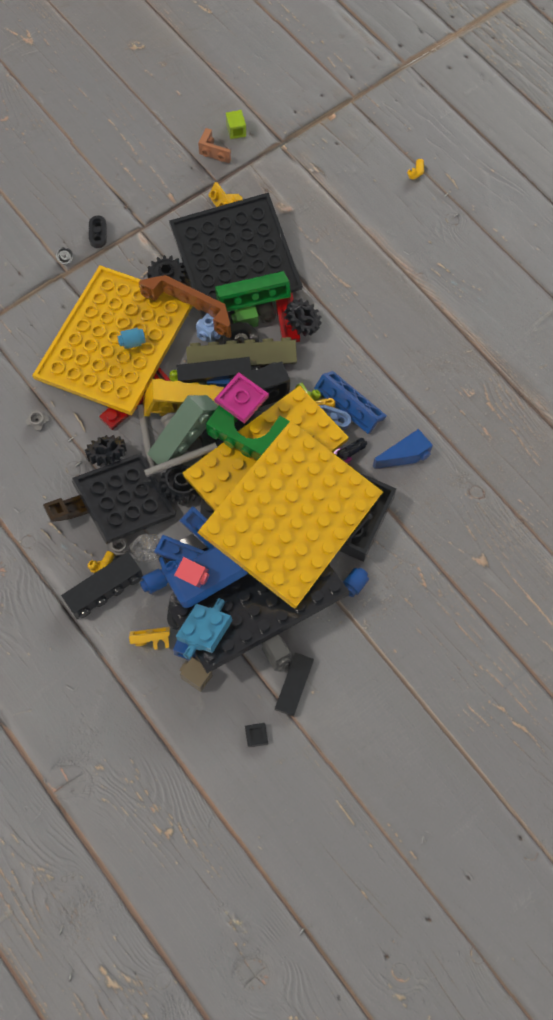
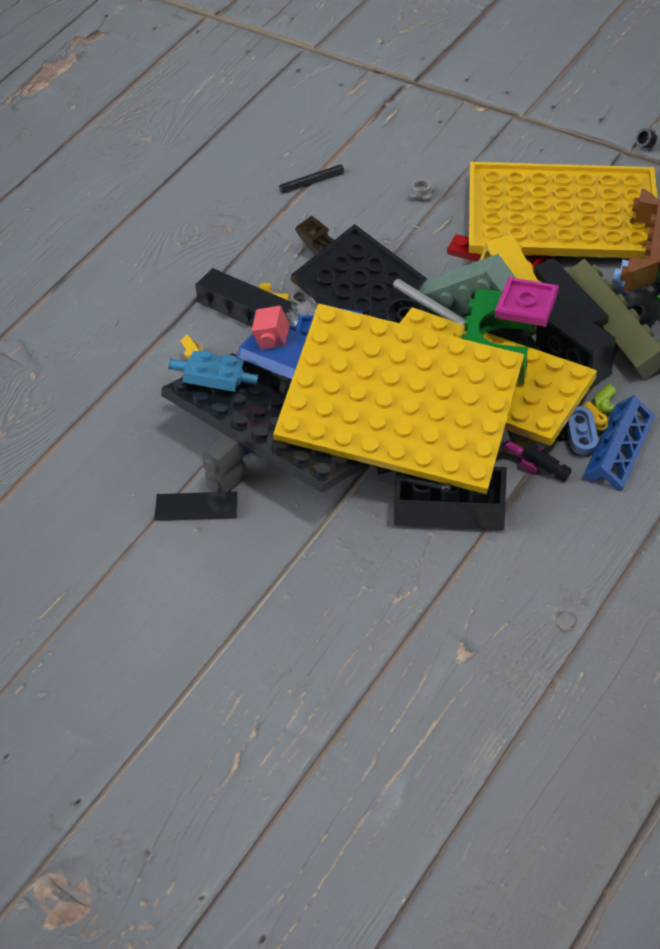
camera: 75 degrees right, 20 degrees down
(106, 450) = (411, 247): black gear -> none
(131, 338) = (565, 212): dark azure brick -> none
(194, 674) = (167, 415): dark tan brick -> none
(256, 735) = (119, 491): black tile -> none
(356, 581) = (358, 519): blue brick -> none
(407, 451) = (578, 518): blue slope -> none

